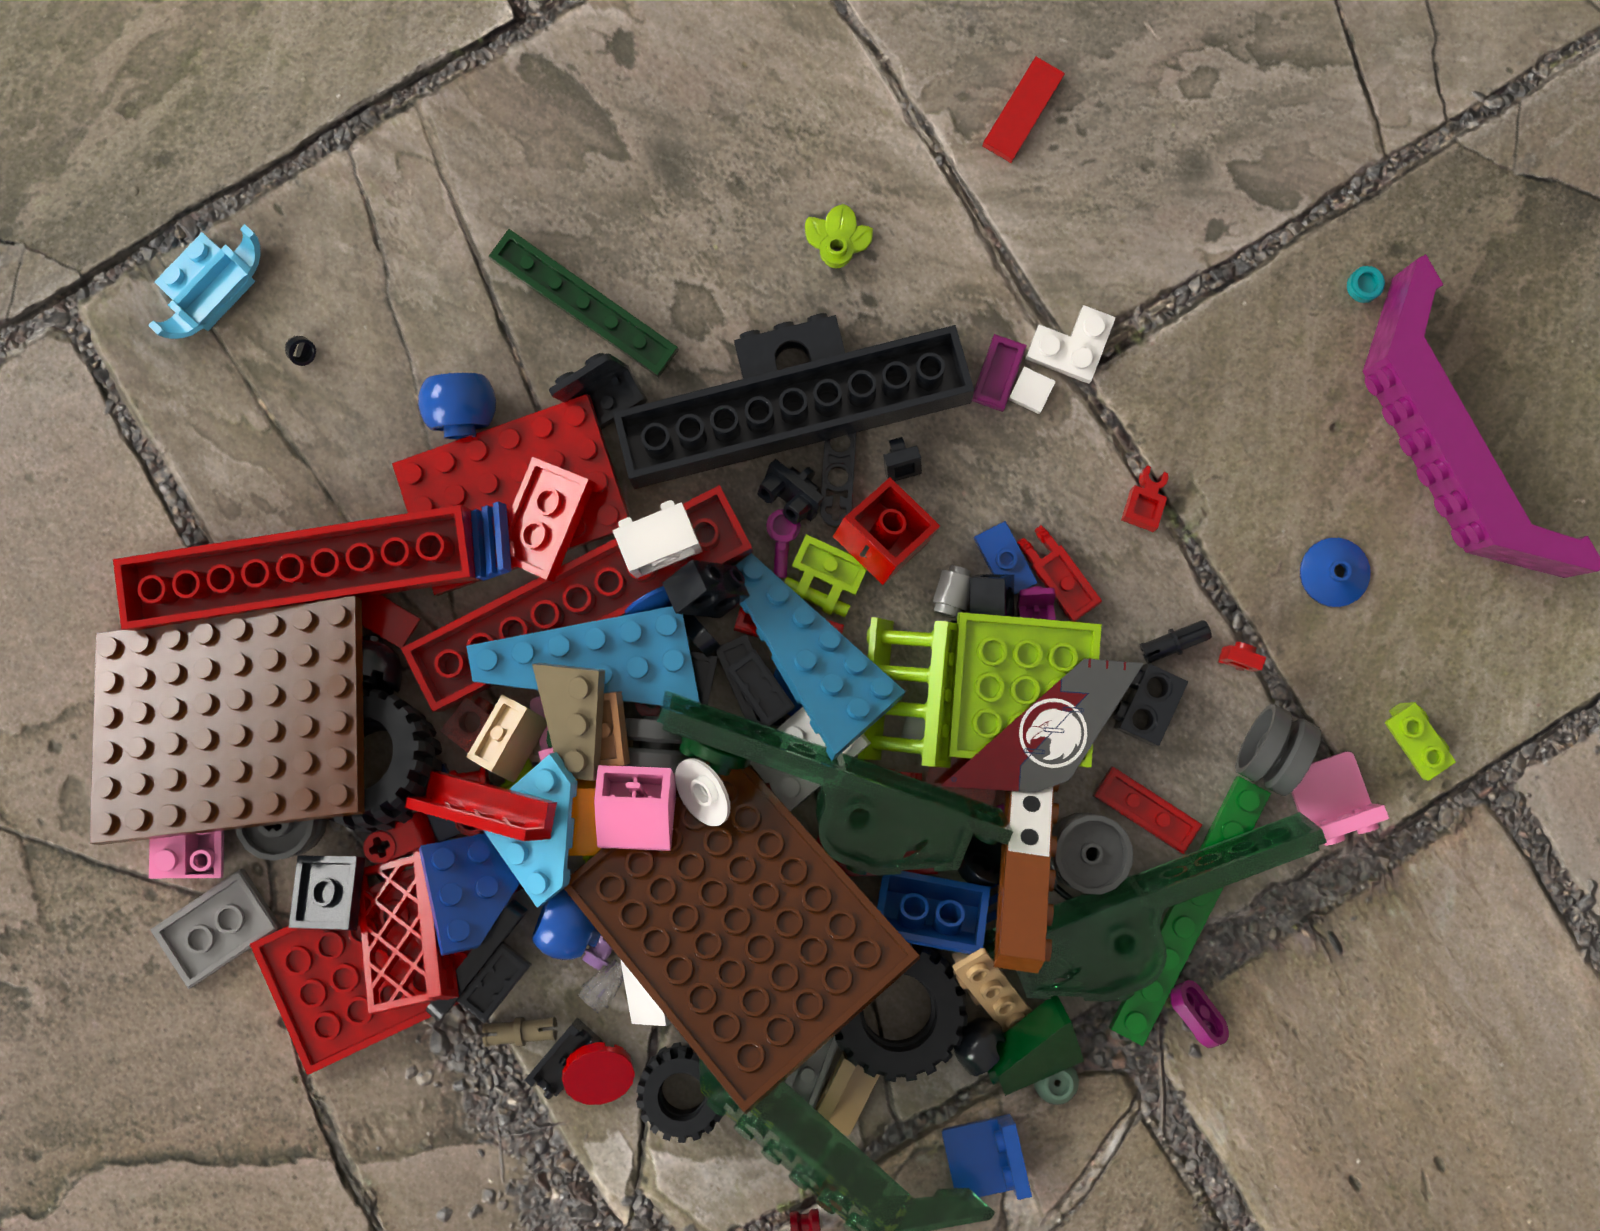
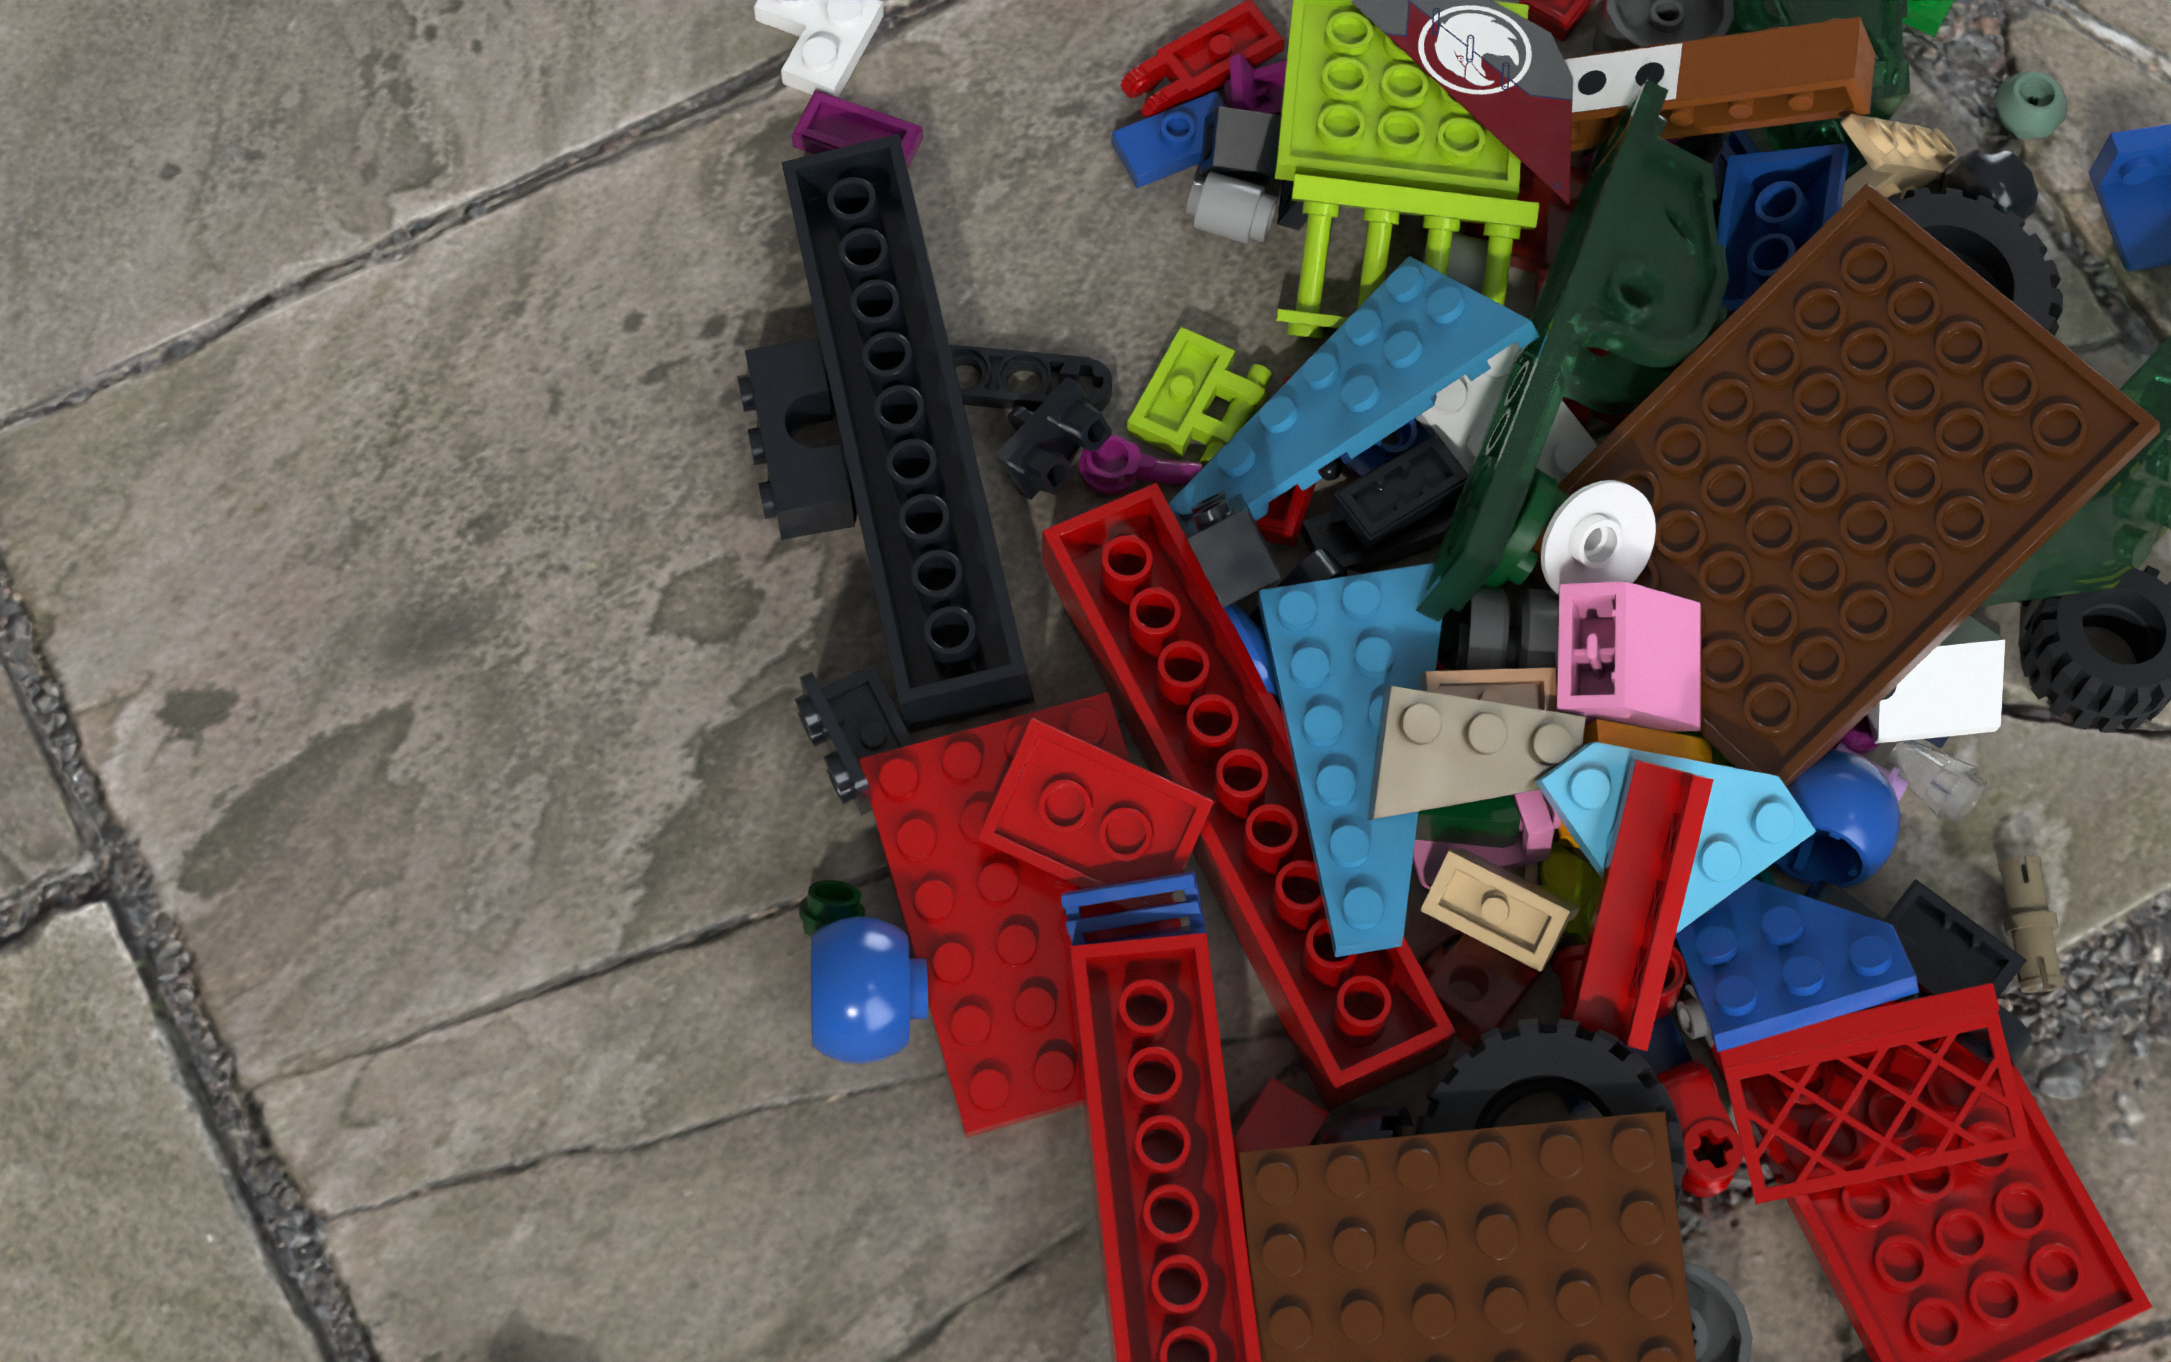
camera: 90 degrees left, 20 degrees down
(305, 351) = (728, 1306): black hinge -> none
(327, 892) = (1806, 1248): plate -> none
(508, 387) = (829, 902): none -> dark green plate
(549, 1070) = (2069, 853): black hinge -> none
(583, 303) = (676, 782): dark green plate -> none
(598, 1073) = (2094, 782): red tile -> none
(657, 539) = (1149, 600): white container -> none
(838, 231) = (592, 363): lime plate -> none
(886, 530) = (1130, 287): red brick -> none
(902, 461) = (1002, 276): black tile -> none
(1023, 109) = (407, 80): red tile -> none
(1031, 390) = (892, 87): white tile -> none
(1036, 1048) = (1979, 103): dark green slope -> none

